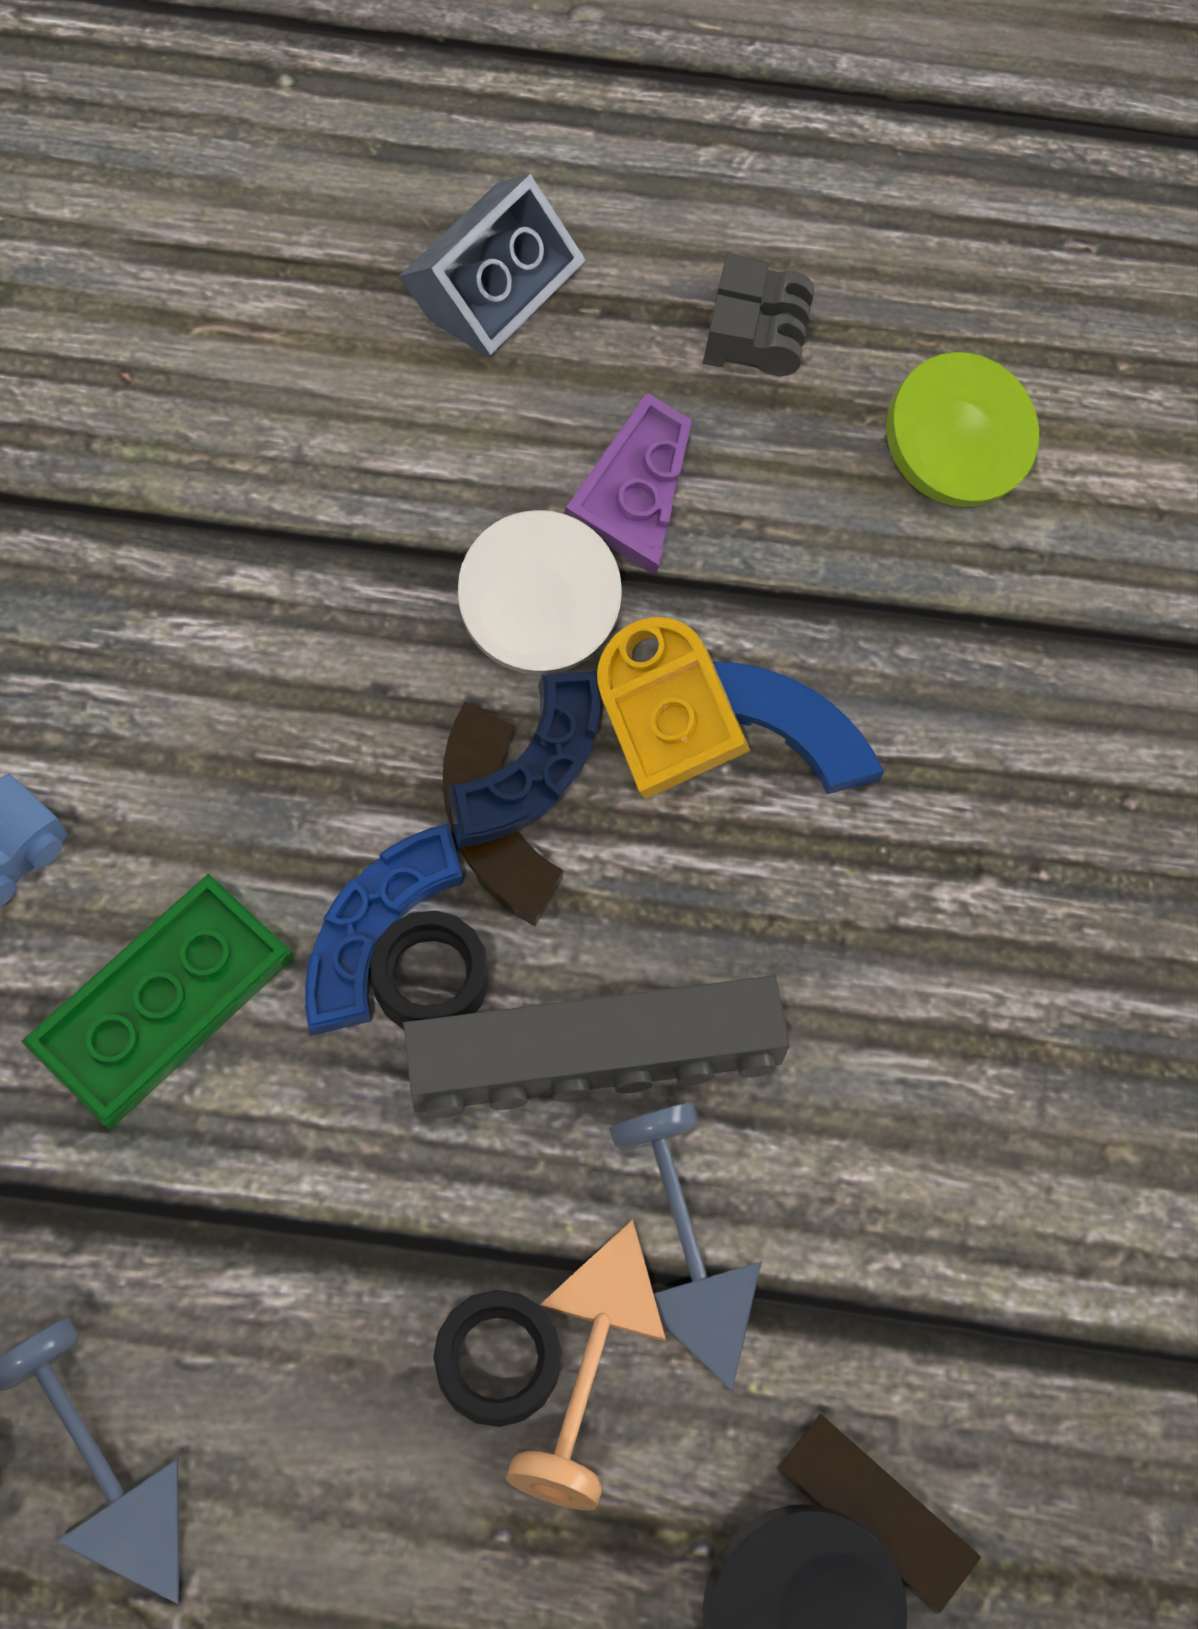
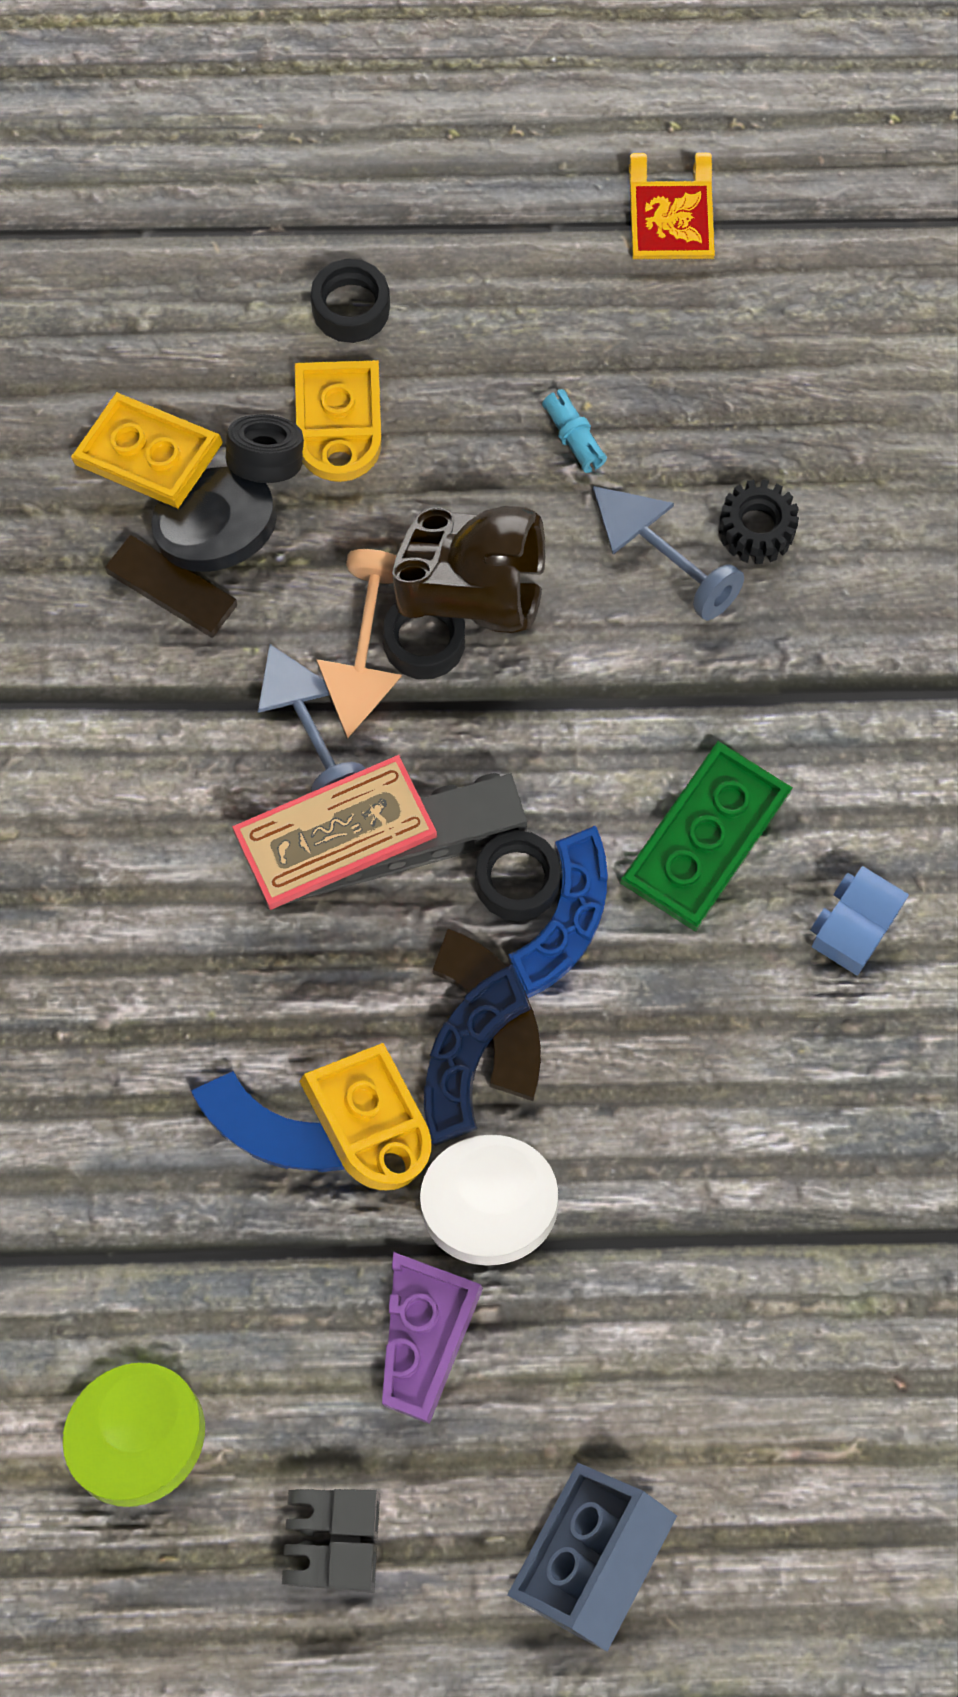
camera: 175 degrees right, 5 degrees up
(410, 1436) = (472, 567): none -> dark brown piece
(671, 1038) = (334, 832): none -> tile

